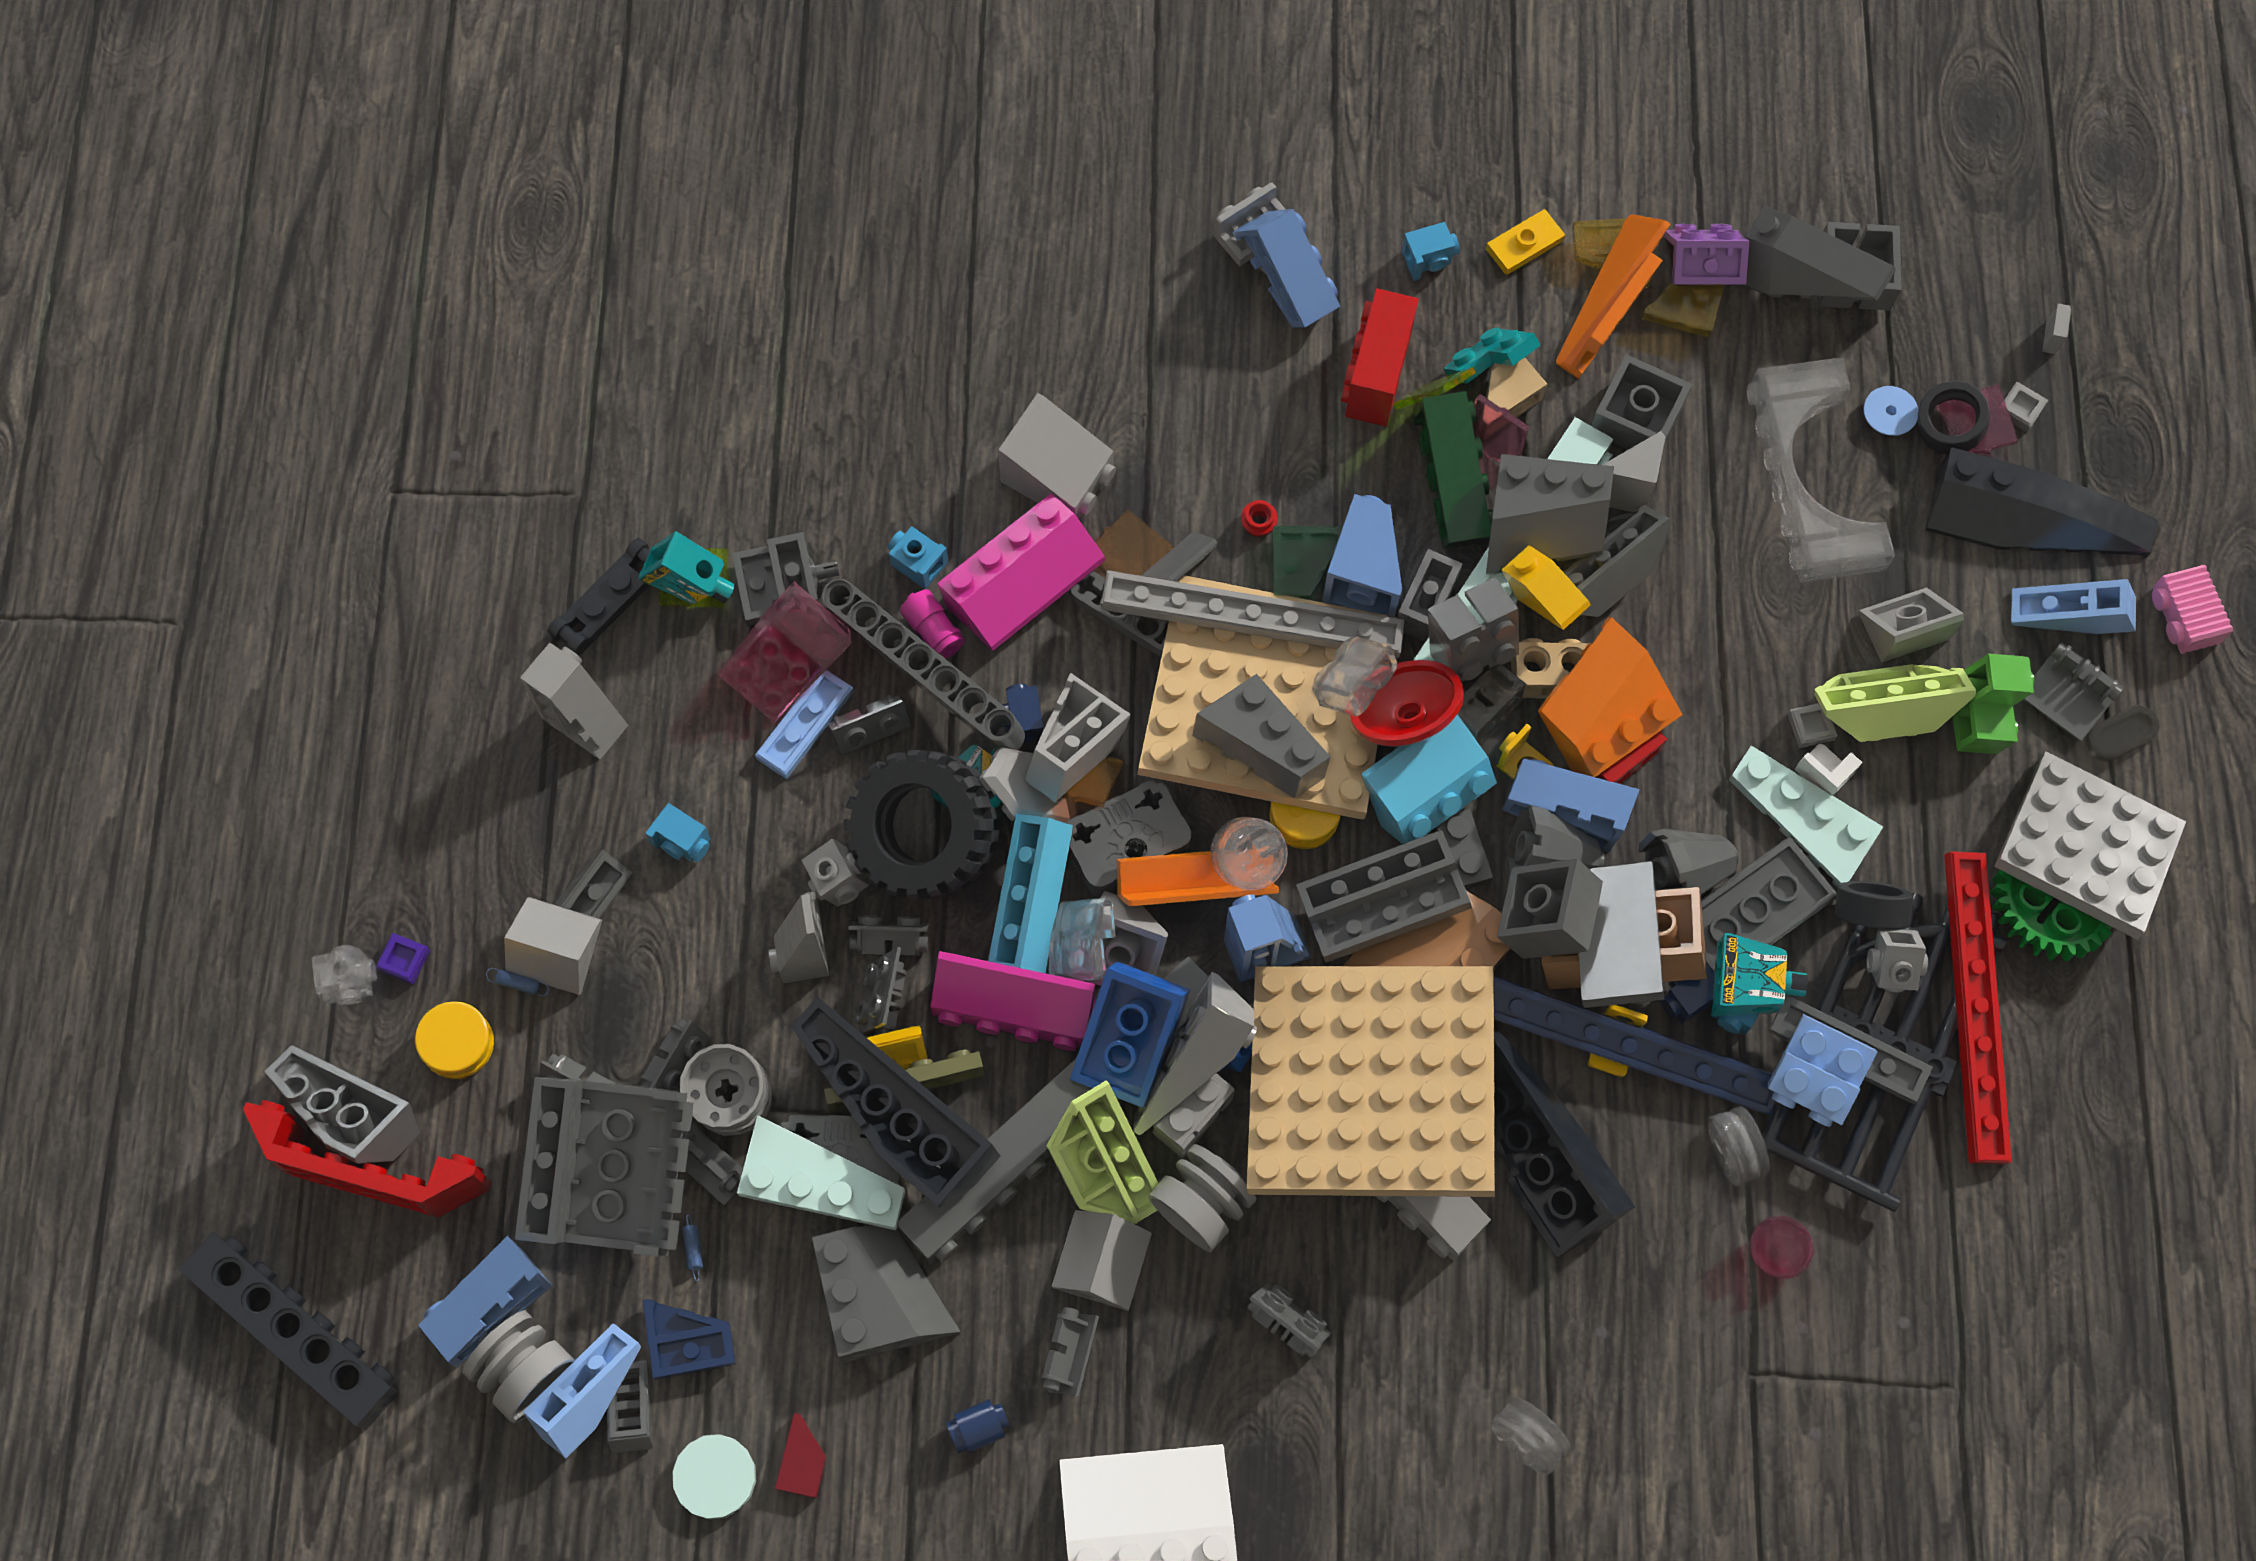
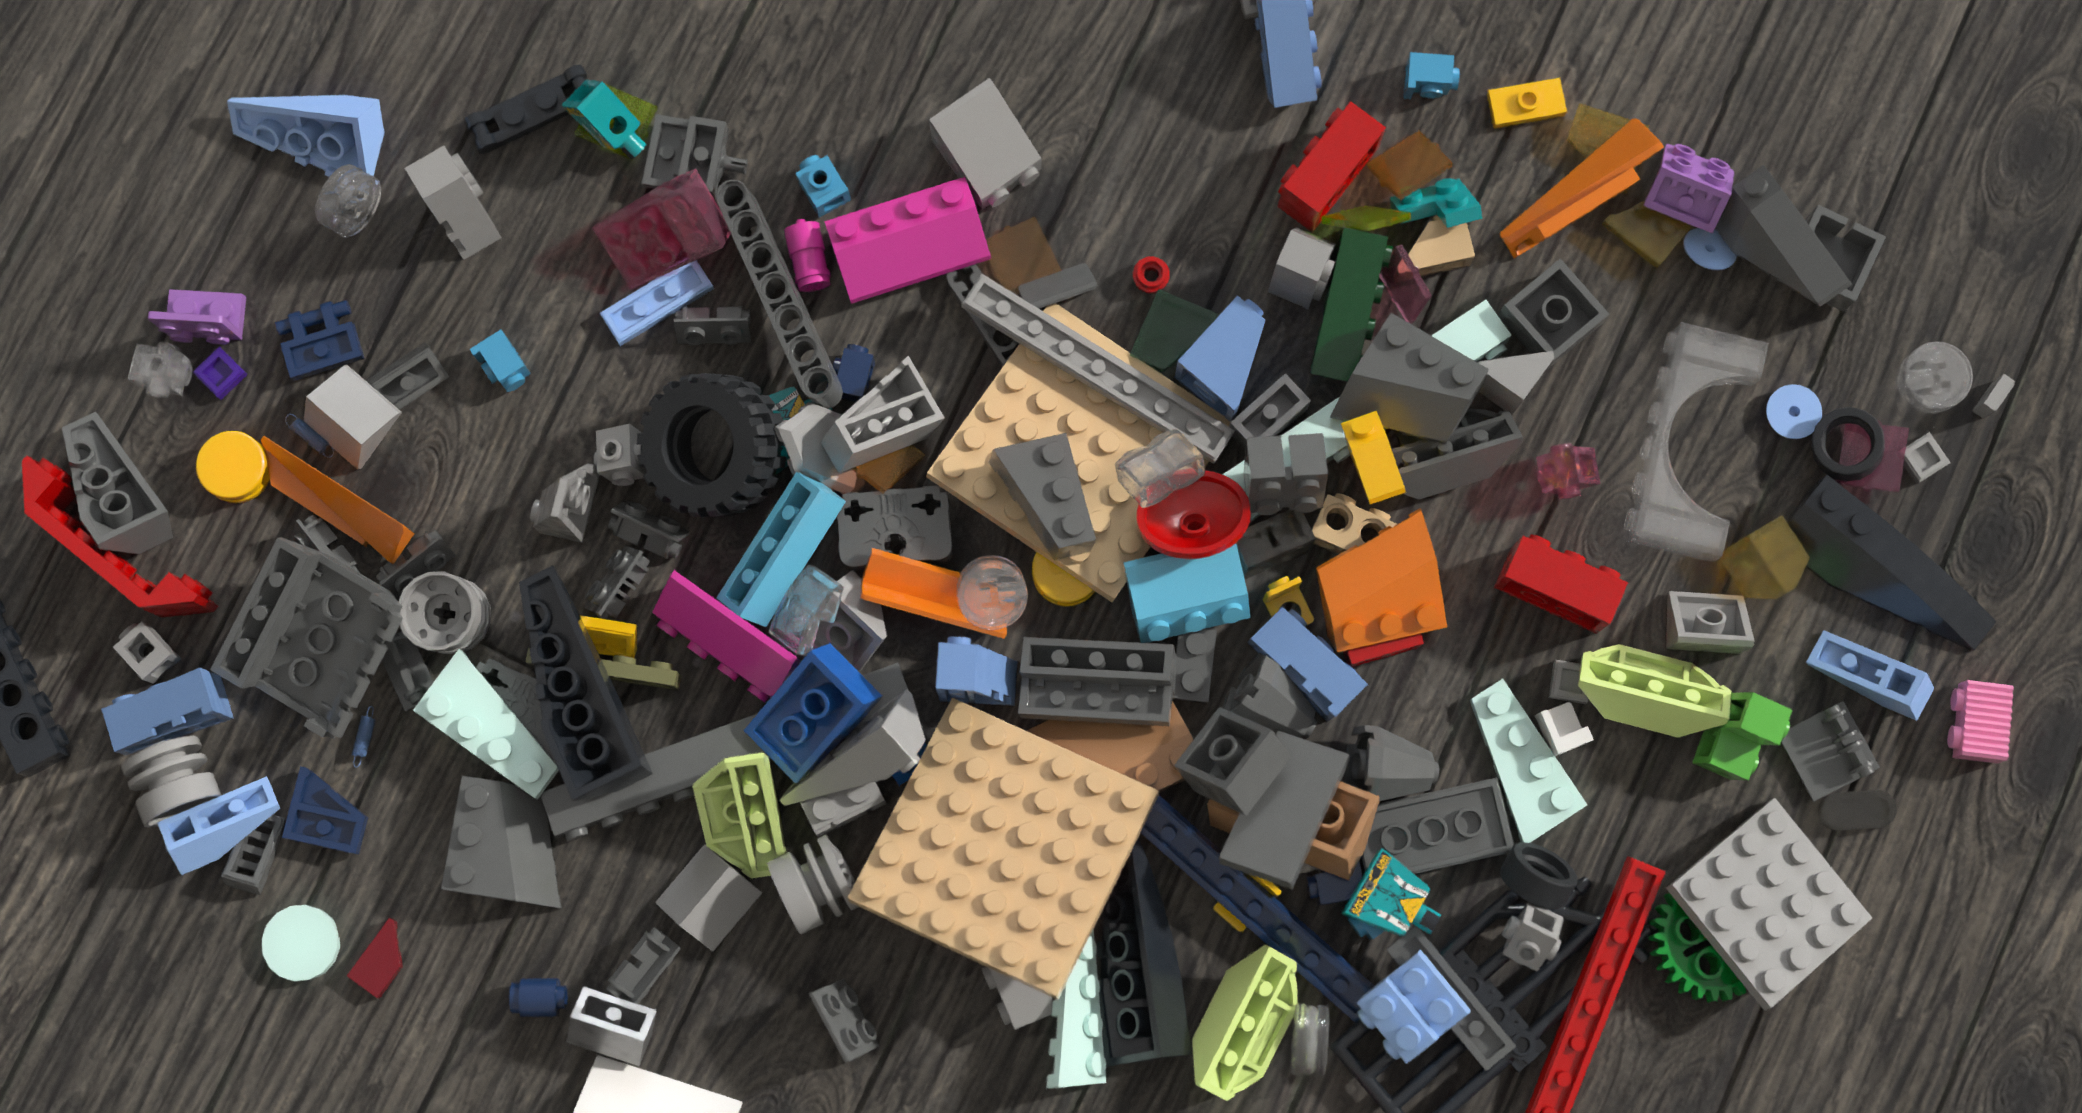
camera: 25 degrees right, 10 degrees up
(363, 911) = (202, 315): none -> medium lavender bracket
(417, 693) = (313, 128): none -> light blue wedge
(454, 1260) = (155, 664): none -> light grey brick
(466, 743) = (347, 200): none -> clear head
(497, 894) = (323, 349): none -> dark blue plate
(571, 1032) = (335, 503): none -> orange wedge
(1064, 1421) = (611, 1026): none -> flat silver brick
(1399, 451) = (1302, 268): none -> light grey wedge
(1448, 332) = (1409, 165): none -> clear orange piece
(1519, 1228) = (1079, 1026): none -> light aqua wing
(1669, 1154) = (1245, 1022): none -> yellowish green wedge
(1719, 537) = (1567, 470): none -> clear pink brick
(1747, 302) = (1708, 249): none -> light blue piece
(1765, 636) = (1561, 583): none -> red brick
(1933, 547) = (1766, 561): none -> clear yellow slope
(1997, 333) = (1934, 377): none -> clear head

